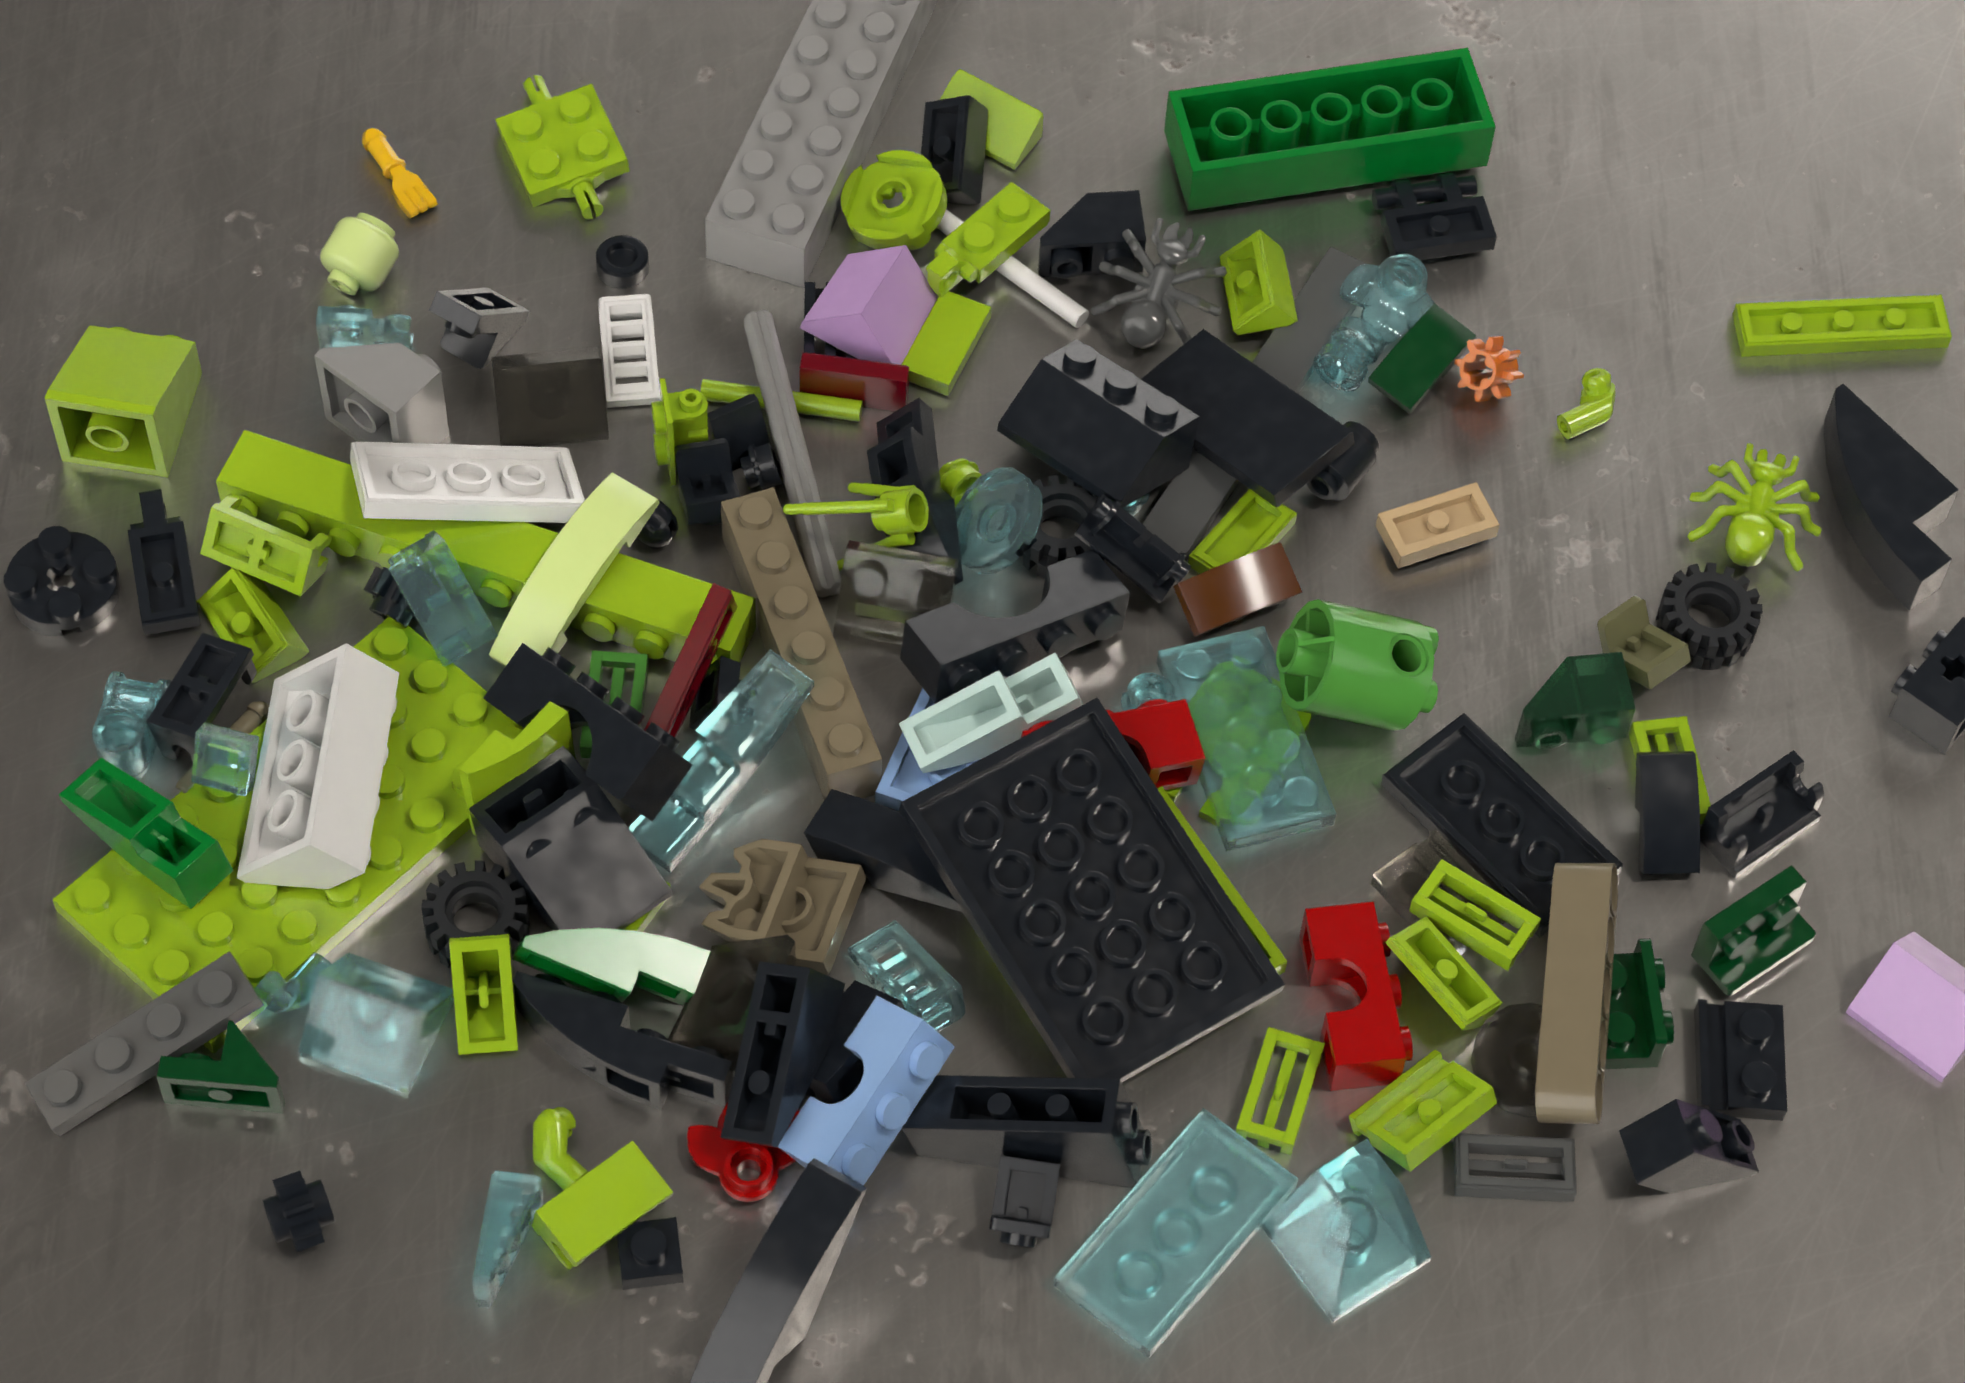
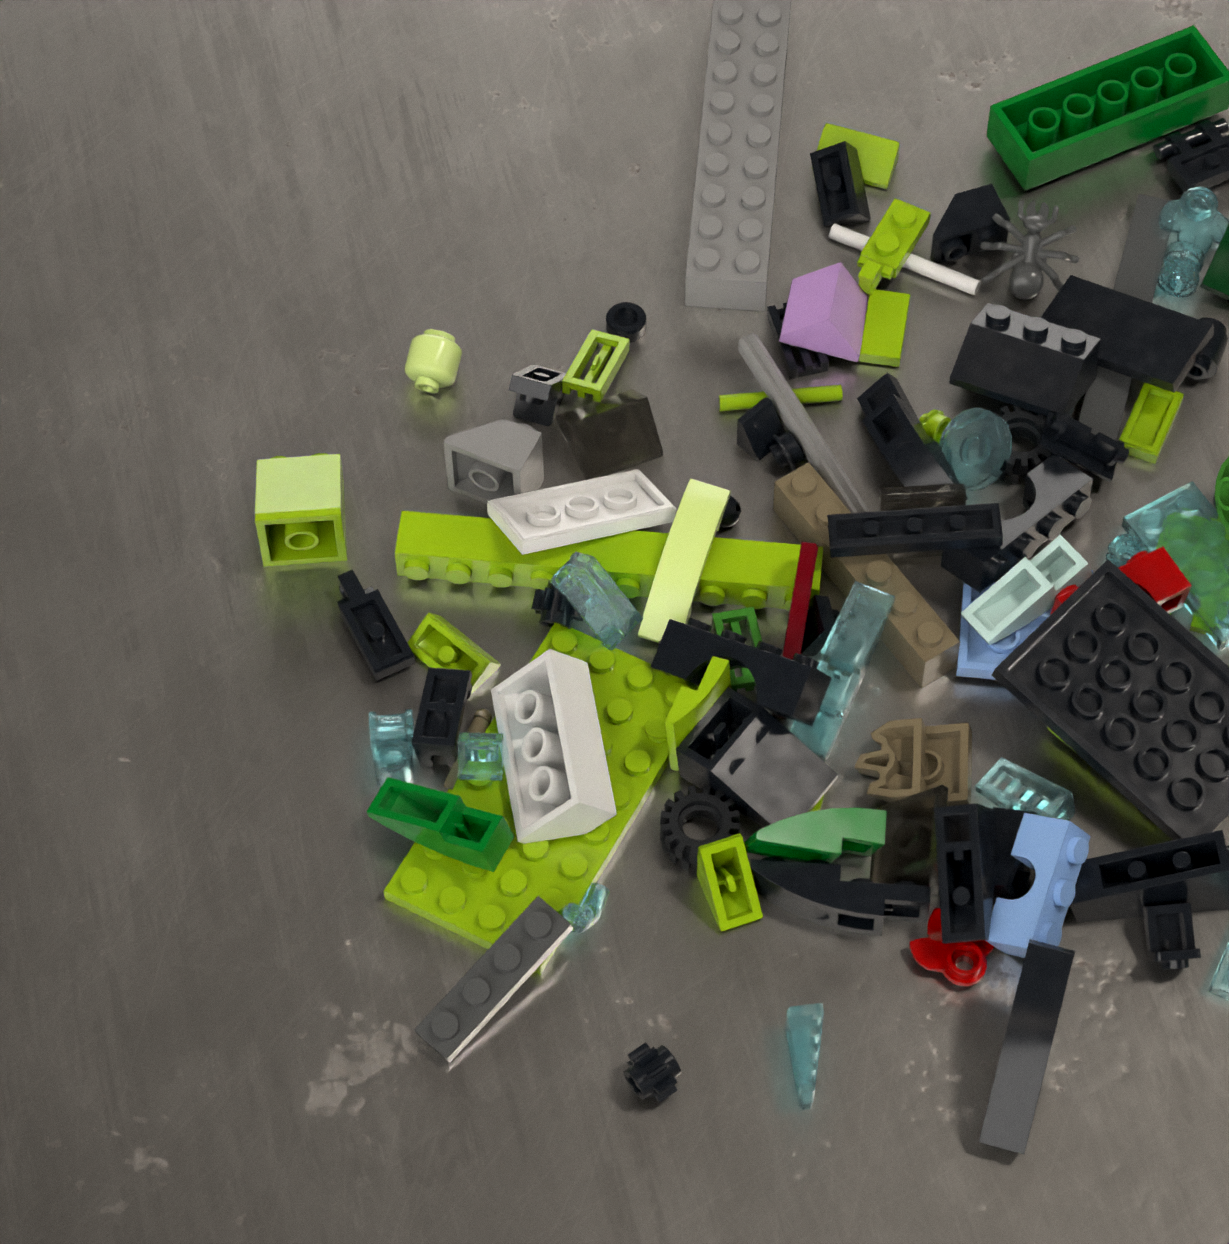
camera: 10 degrees left, 0 degrees up
(56, 555) = (309, 675): black plate -> none
(236, 1082) = (573, 989): dark green slope -> none
(263, 548) = (446, 595): lime hinge -> none
(357, 326) = (453, 417): clear light blue plate -> none
(374, 1021) = (653, 923): clear light blue slope -> none
(407, 187) = (446, 303): yellow piece -> none
(550, 1146) = (815, 982): lime arm -> none
(563, 146) = (551, 246): lime plate -> none
(569, 310) = (587, 386): none -> lime tile
(600, 1205) = (870, 1015): lime hinge -> none
(622, 319) = (650, 363): white slope -> none
(650, 1254) = (913, 1040): black plate -> none
(677, 421) = (722, 436): lime hinge -> none
(705, 479) = (750, 470): black bracket -> none
(868, 603) = (915, 530): none -> black tile
(875, 383) = (847, 369): dark red tile -> none
(879, 841) = (982, 704): black slope -> none
(897, 226) = (815, 252): lime plate -> none
(897, 512) = (907, 458): lime plant -> none
(1237, 589) = (1163, 459): reddish brown slope -> none
(1258, 285) = (1097, 234): lime slope -> none

